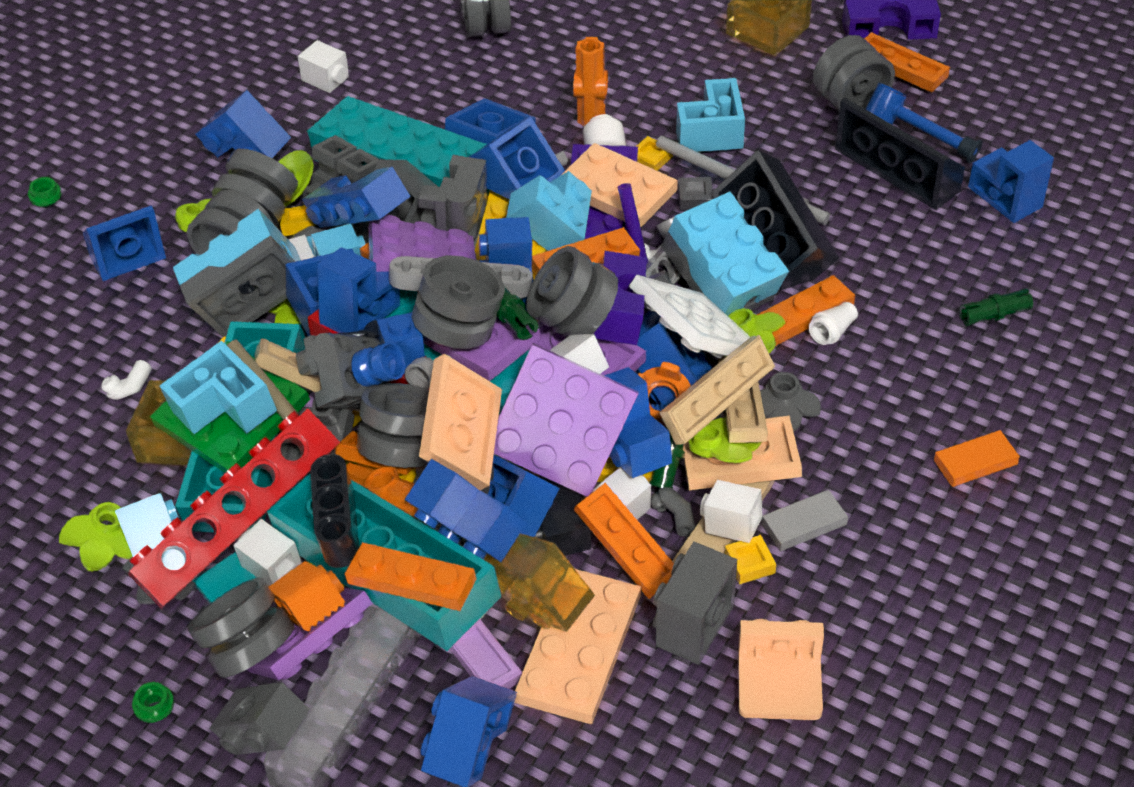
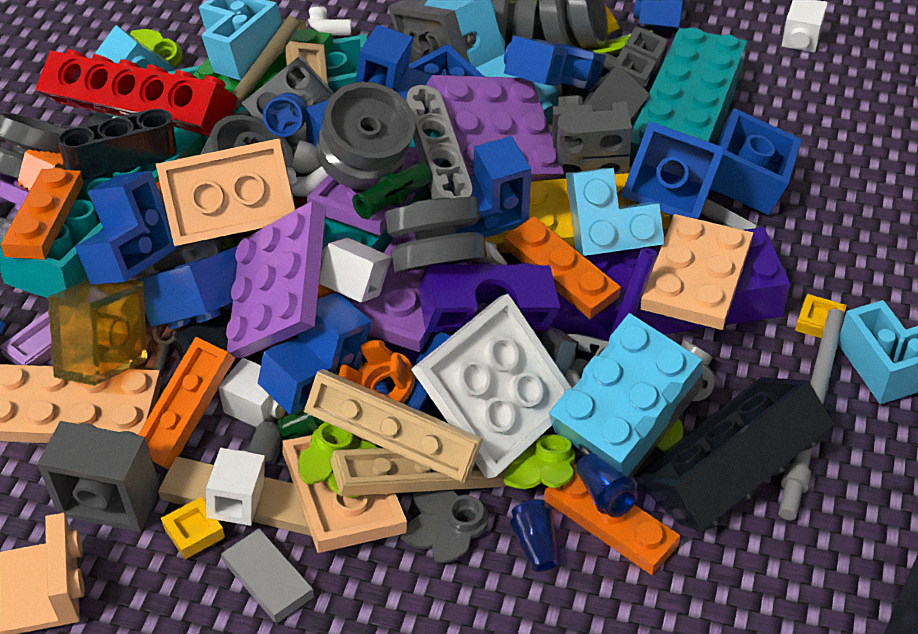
camera: 75 degrees right, 0 degrees up
(590, 79) = (868, 212): orange piece -> none
(604, 131) = (812, 263): white head -> none
(694, 191) = (764, 362): flat silver plate -> none
(793, 292) = (608, 487): none -> clear blue cone
(812, 350) = (536, 533): none -> clear blue cone
(830, 324) = (594, 549): white cone -> none

